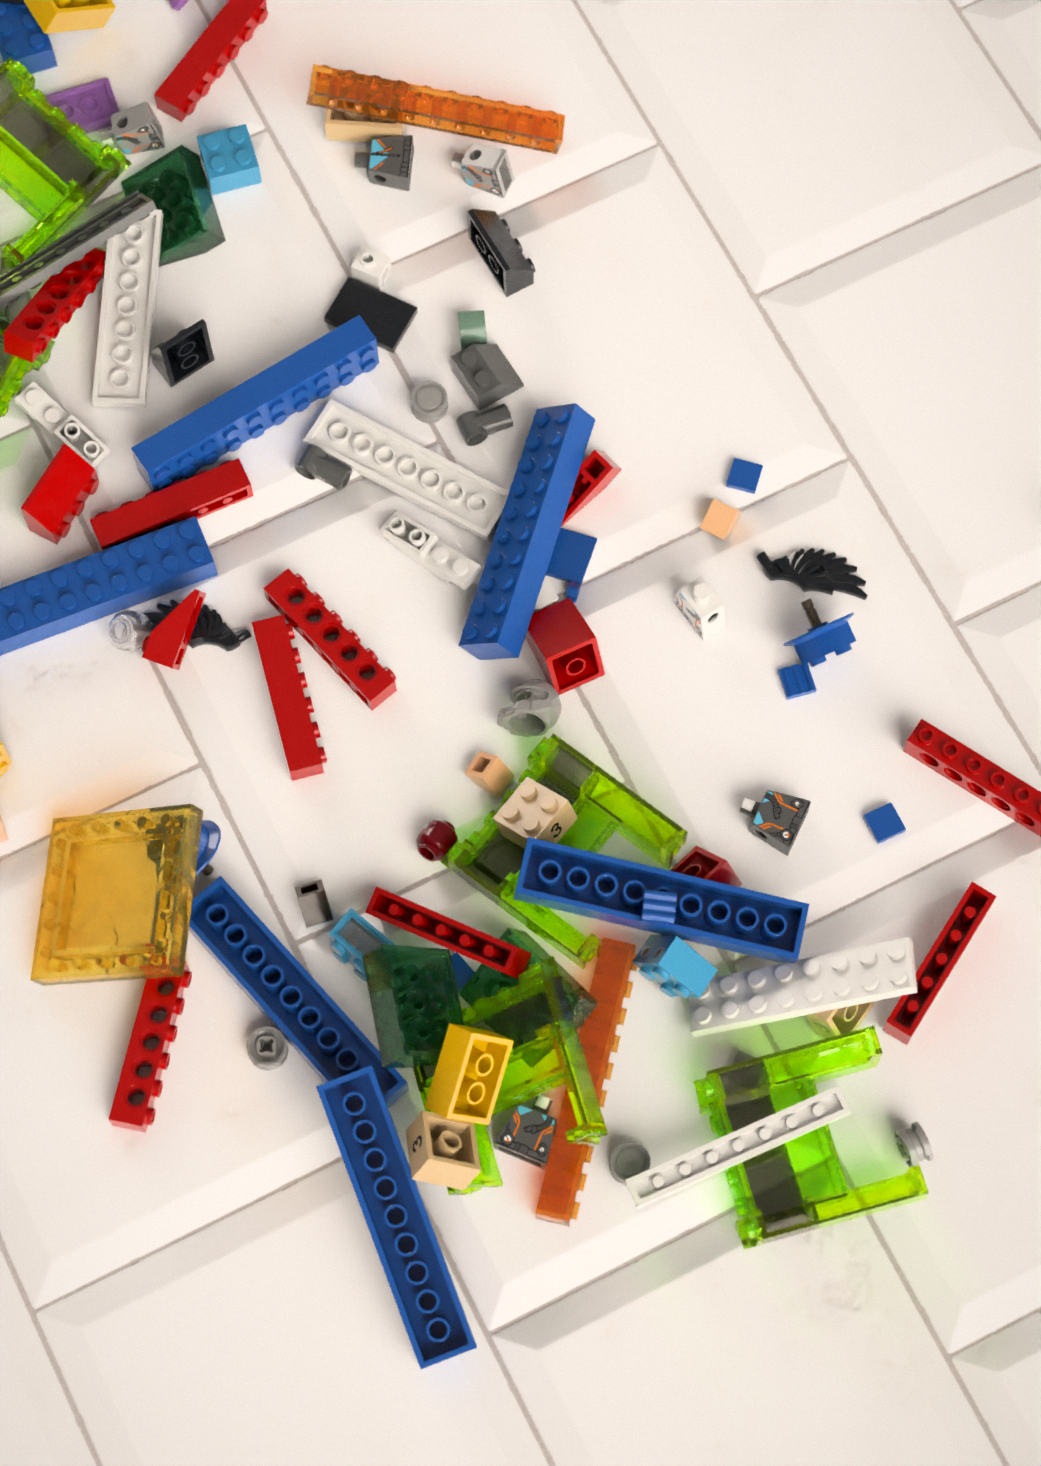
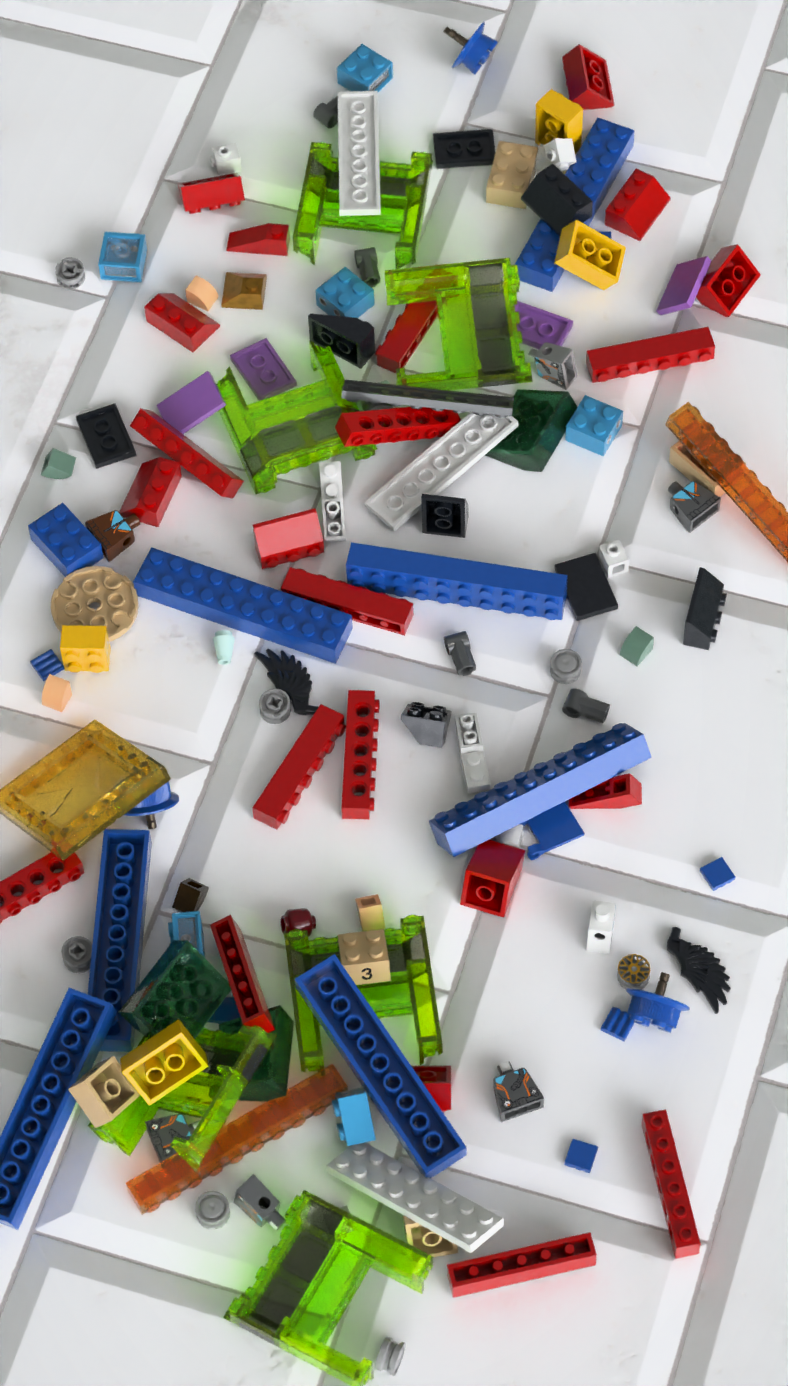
camera: 45 degrees right, 10 degrees down
(100, 646) = (223, 646): none -> light aqua cone
(129, 630) = (249, 651): clear hair -> none
(171, 636) = (271, 672): red slope -> none
(206, 661) = (274, 706): none -> light grey wheel
(363, 557) = (427, 723): none -> slope
(408, 469) = (510, 693): white plate -> none
(485, 374) = (618, 678): dark grey slope -> none
(486, 168) = (747, 556): light grey torso -> none
(539, 703) = (440, 892): light grey helmet -> none
(657, 1120) = (253, 1196): none -> dark grey torso
(658, 907) = (370, 1064): blue piece -> none
(720, 519) = (672, 885): light nougat brick -> none
(737, 1147) = (280, 1253): white plate -> none
(766, 625) = (633, 972): none -> light grey wheel

